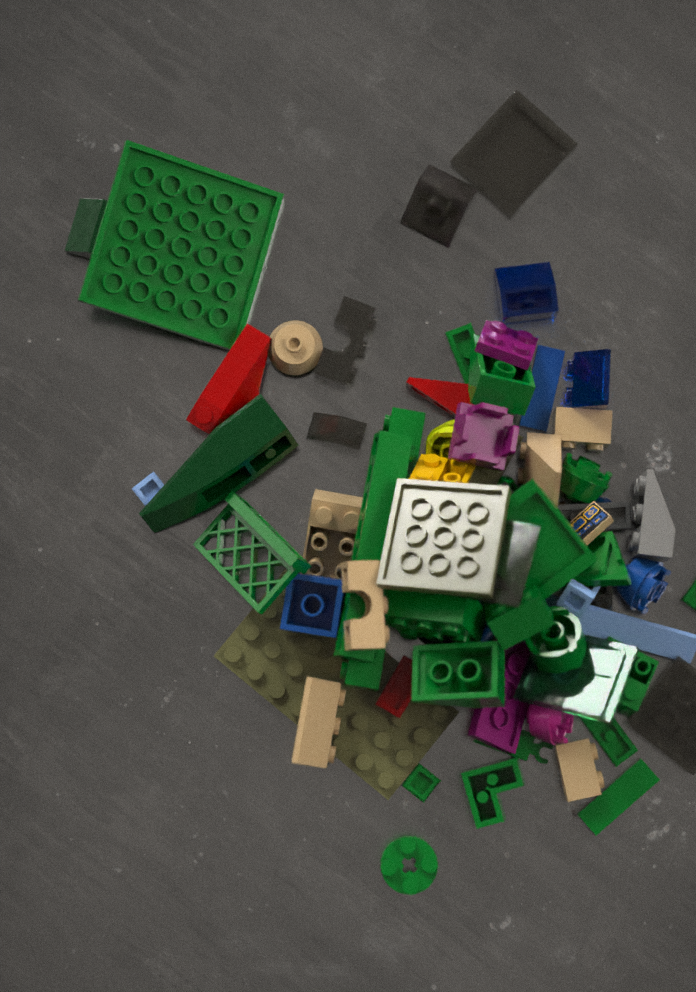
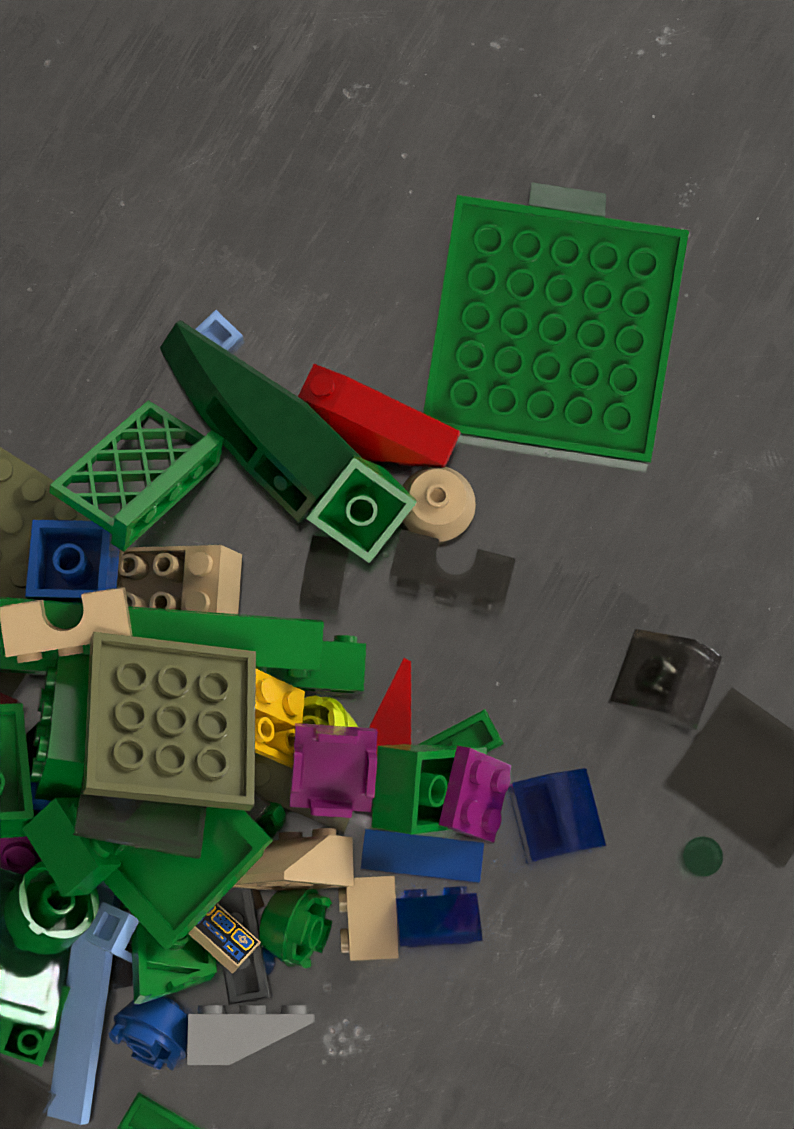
camera: 75 degrees right, 5 degrees down
(296, 397) = (362, 507): none -> green slope
(564, 198) = (702, 856): none -> clear green tile

